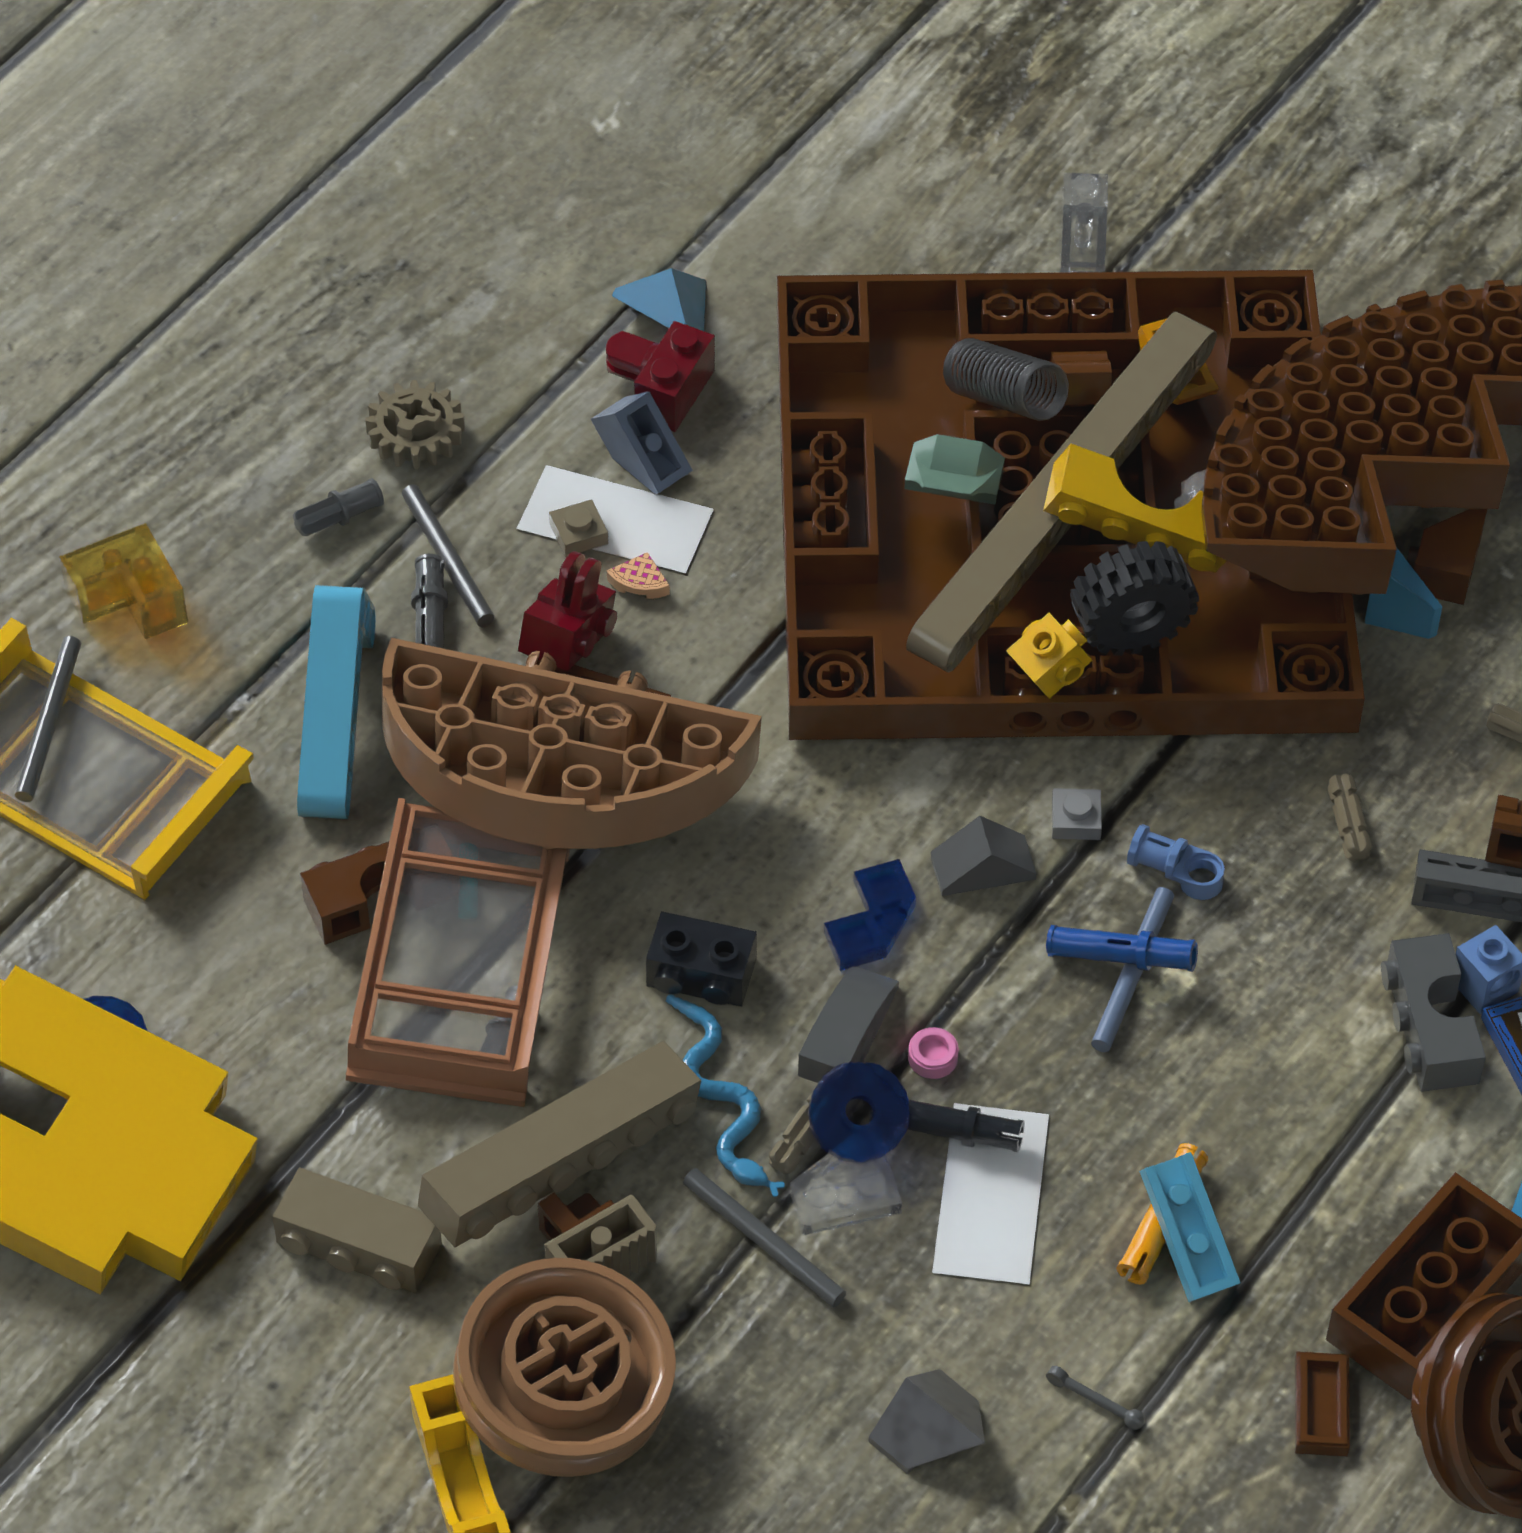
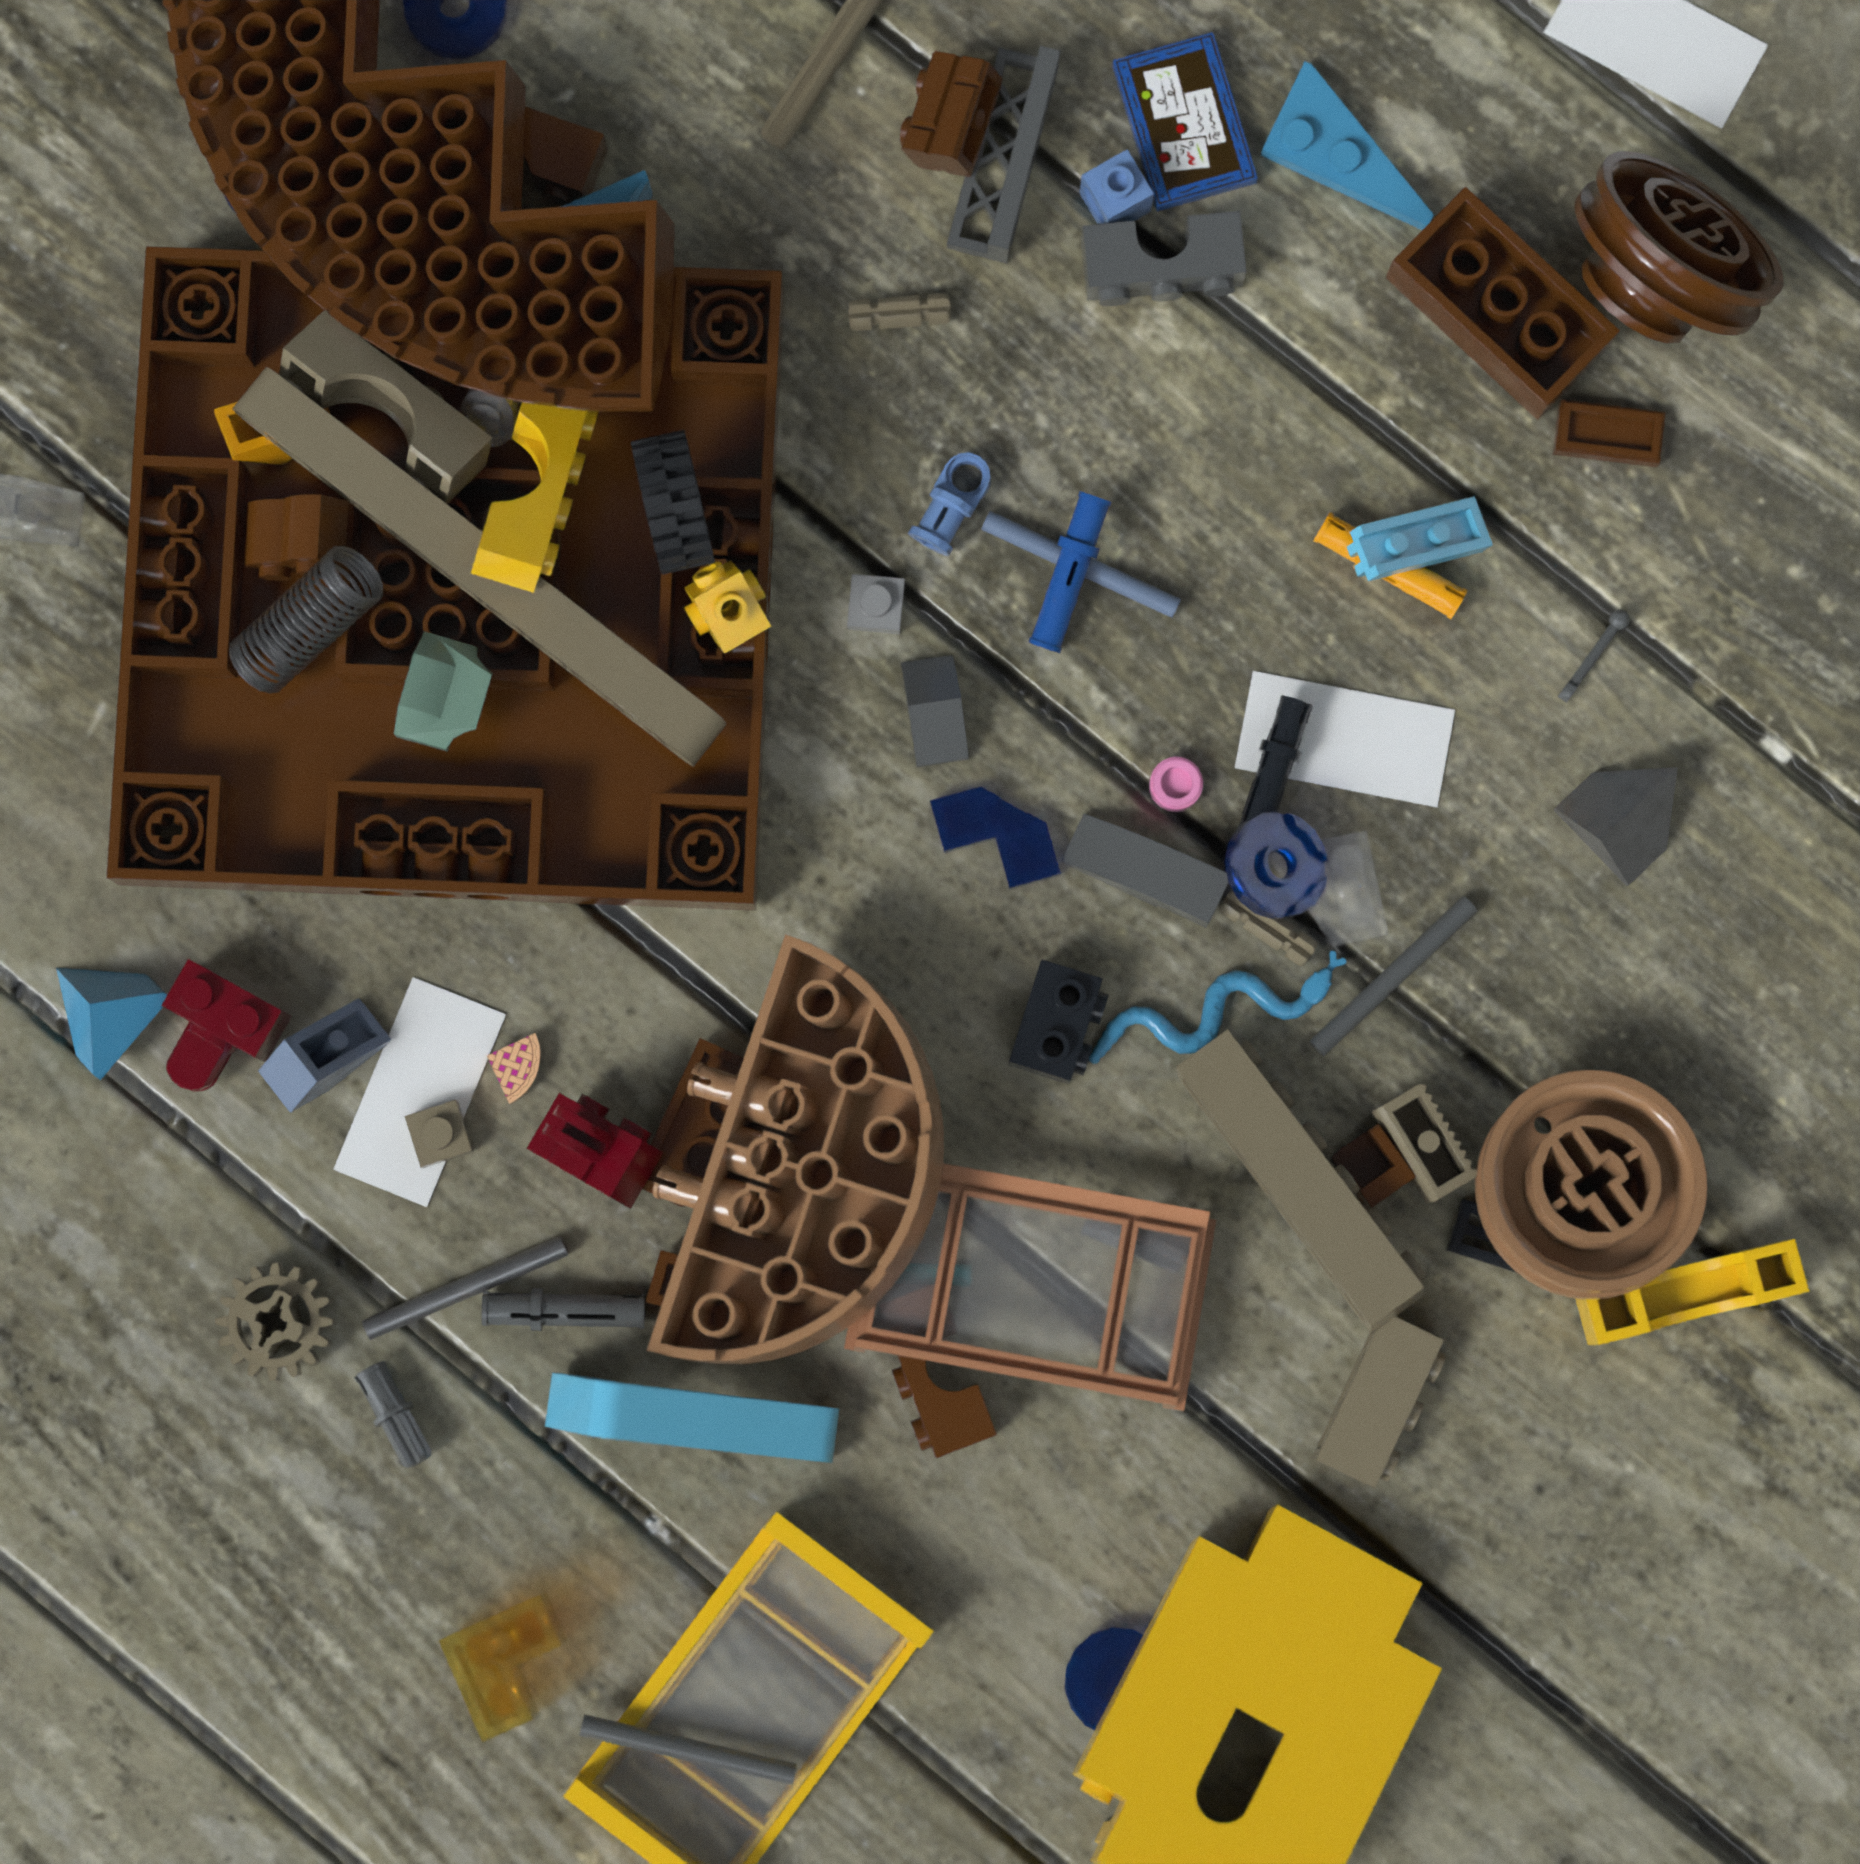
camera: 85 degrees left, 30 degrees up
(1166, 446) = (341, 367): none -> dark tan arch

